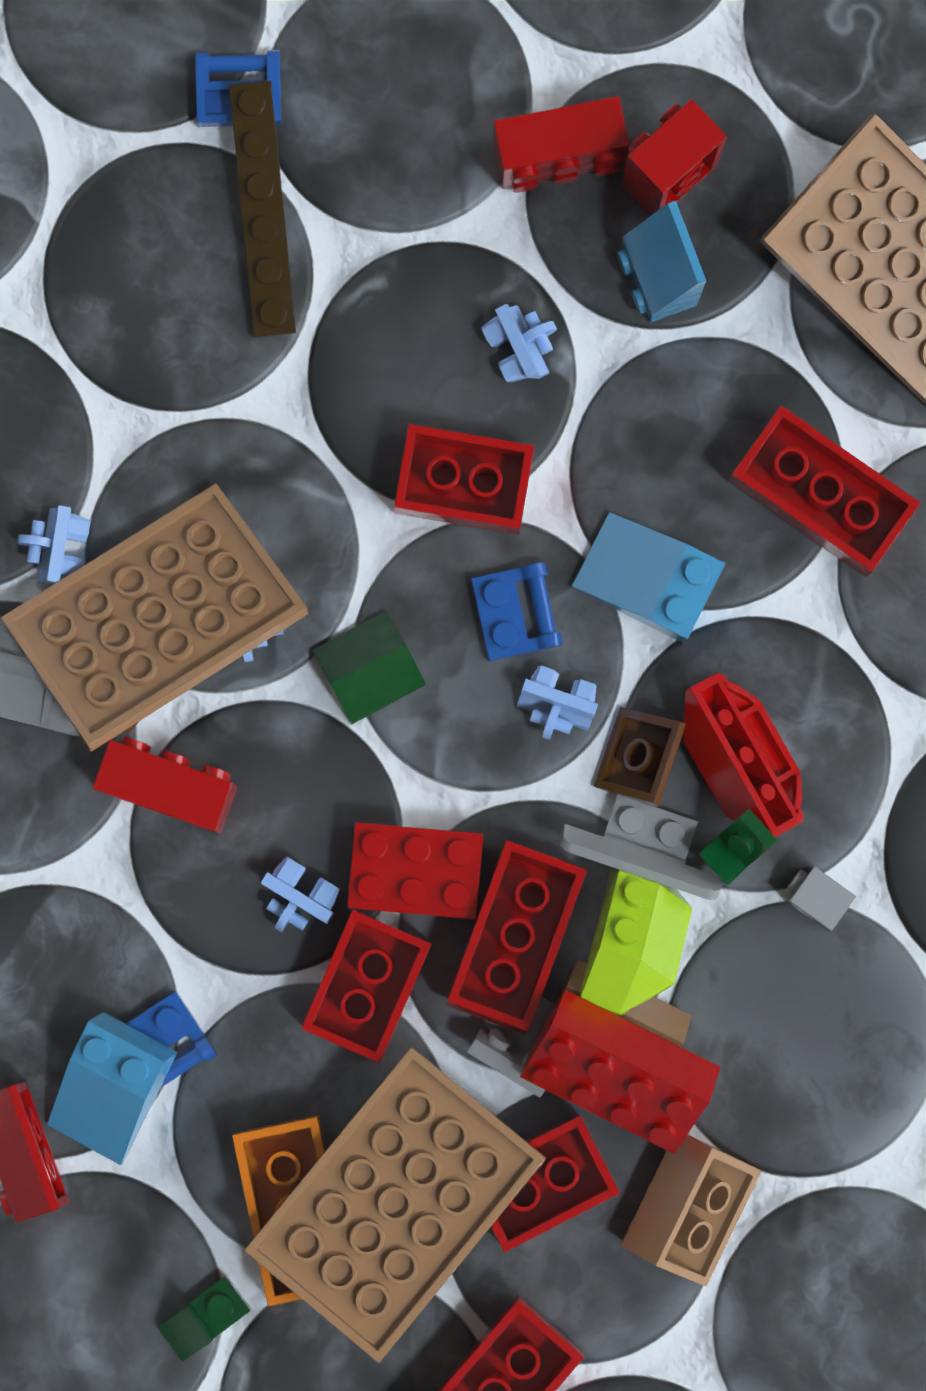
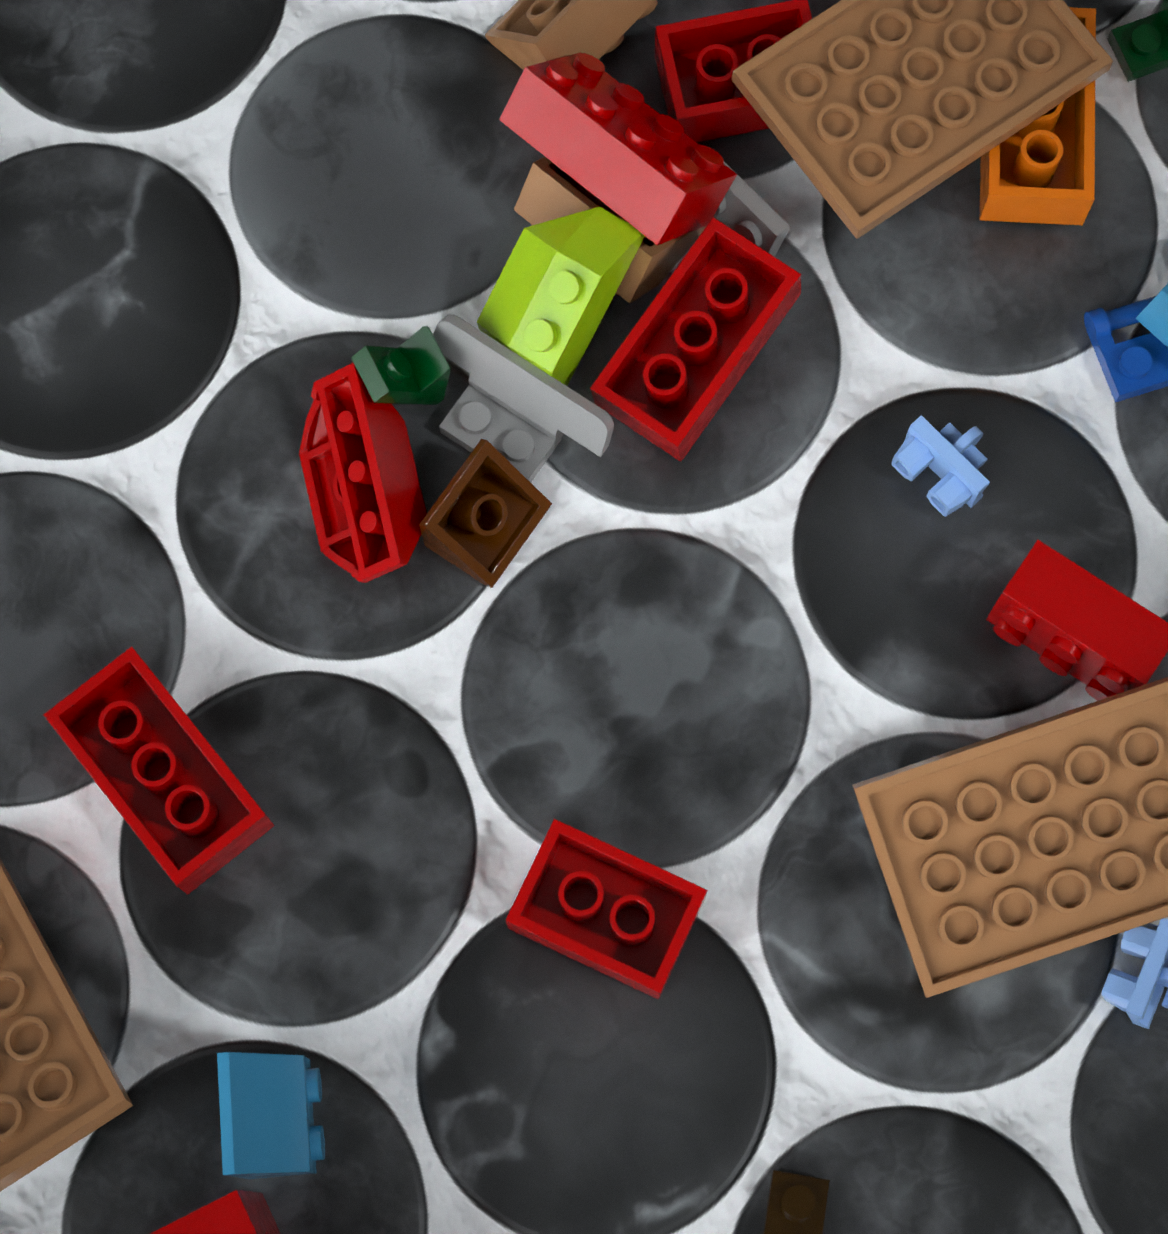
camera: 160 degrees left, 10 degrees down
(366, 986) = (889, 334): red brick -> none
(369, 667) = (789, 717): dark green slope -> none
(415, 871) = (794, 453): red brick -> none
(502, 613) = (604, 736): blue plate -> none
(512, 327) = (475, 1075): light blue hips -> none
(556, 708) = (545, 595): light blue hips -> none
(648, 576) = (409, 729): dark azure slope -> none
(819, 897) = (322, 301): light grey brick -> none

